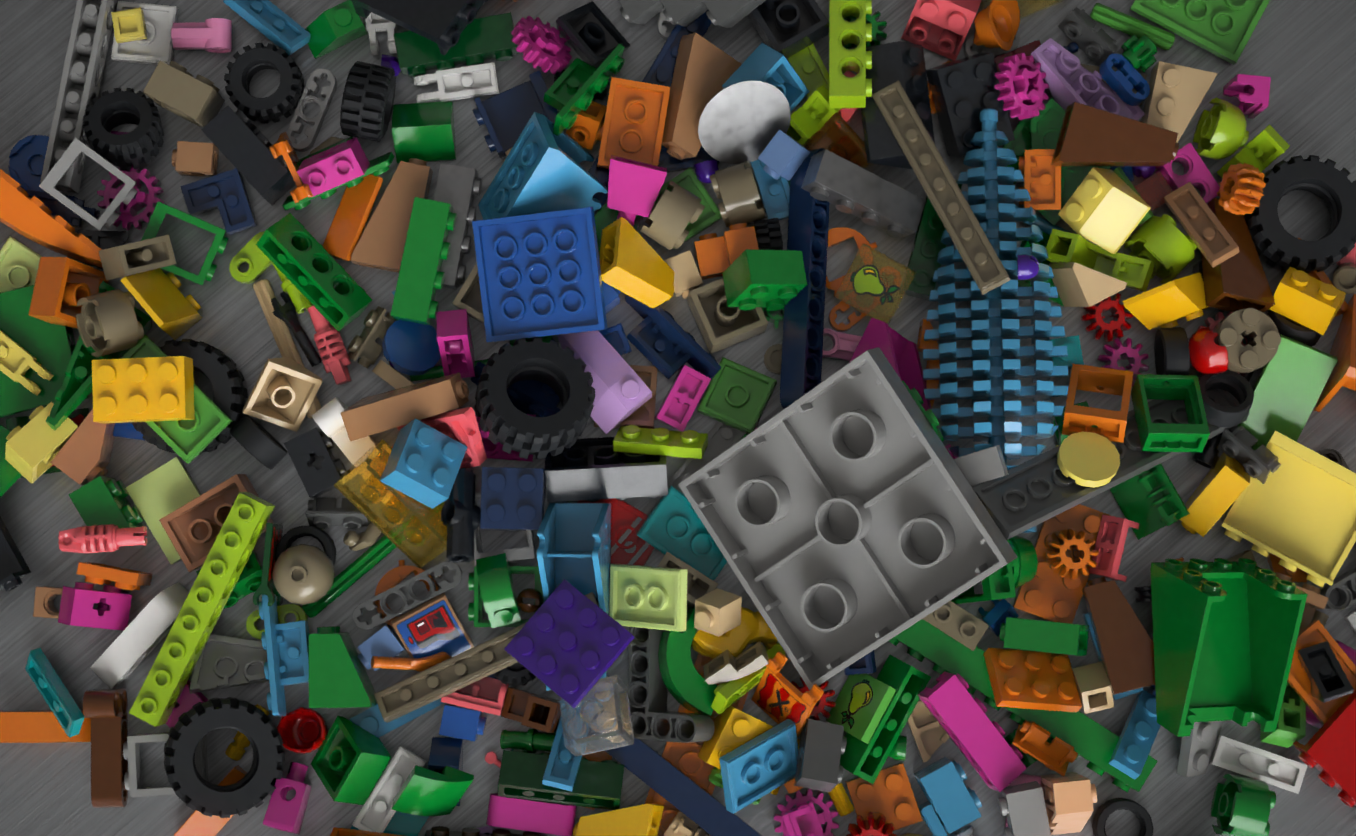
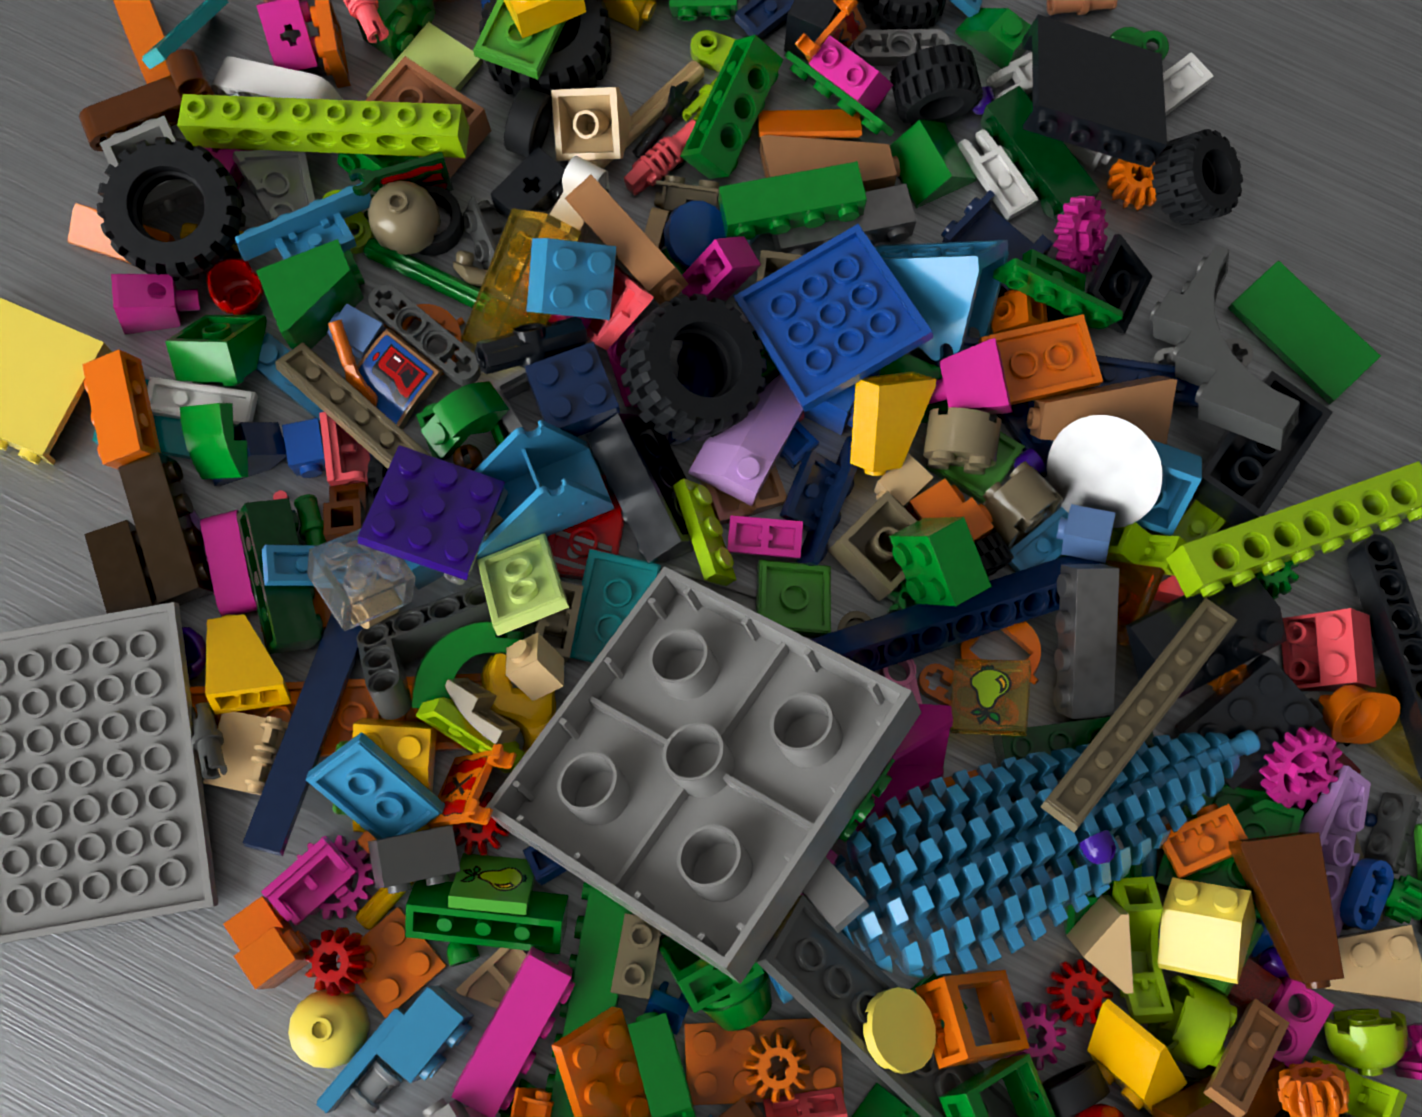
camera: 65 degrees right, 10 degrees down
(1073, 349) = (1019, 962): teal brick -> none

